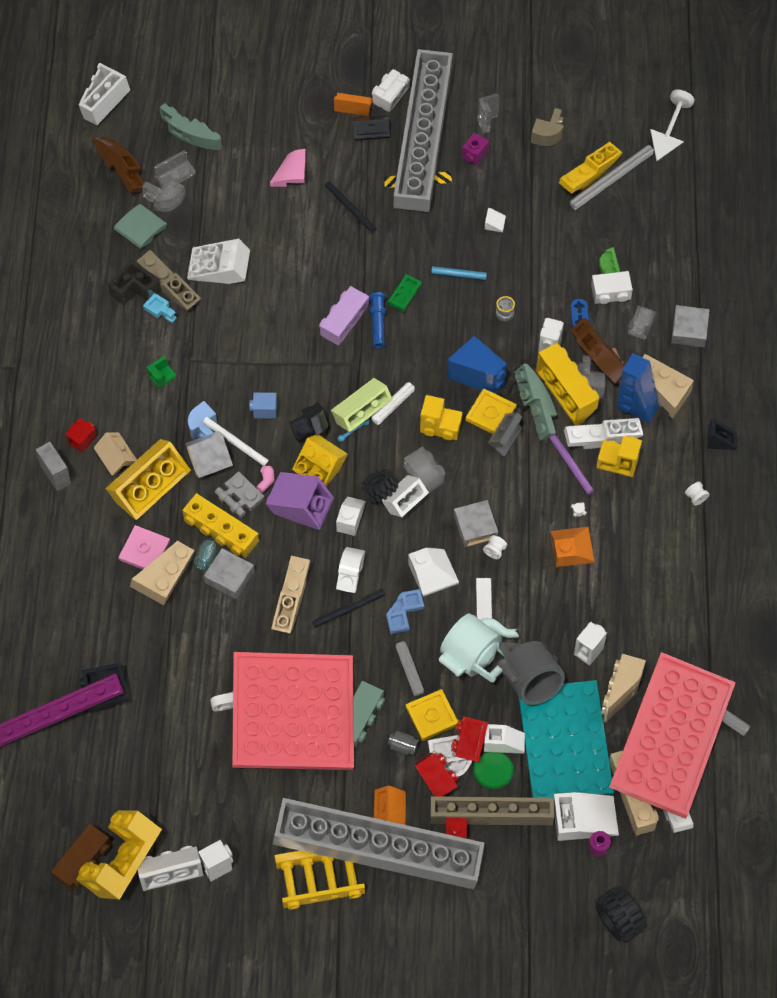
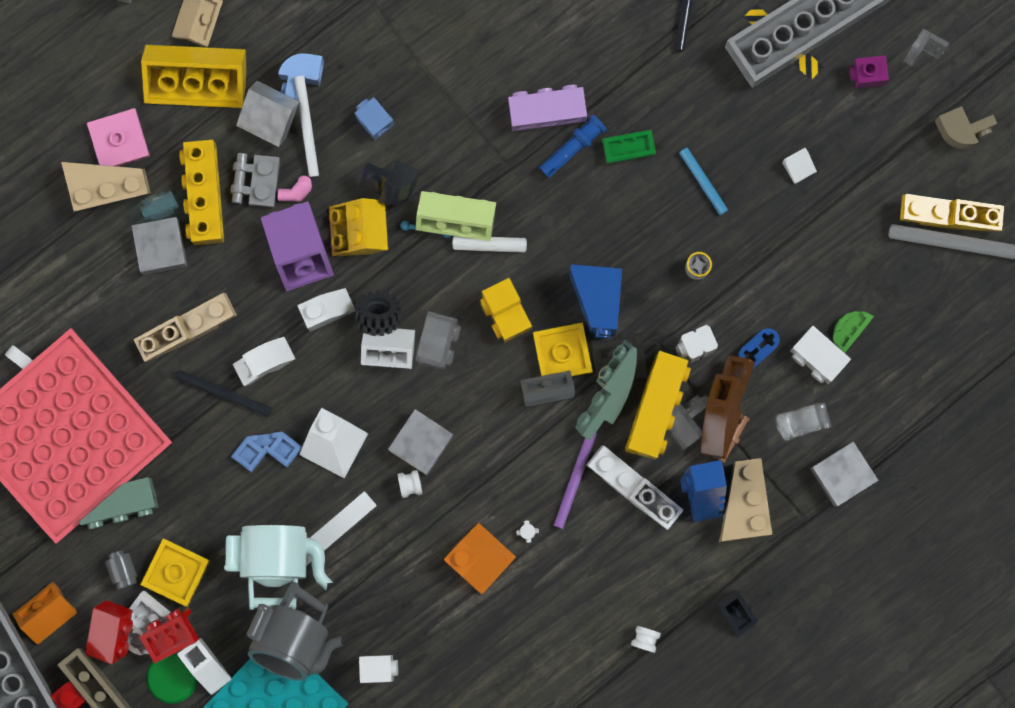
camera: 50 degrees right, 20 degrees up
(409, 668) = (208, 508): light grey axle -> none
(620, 457) = (618, 526): yellow brick -> none

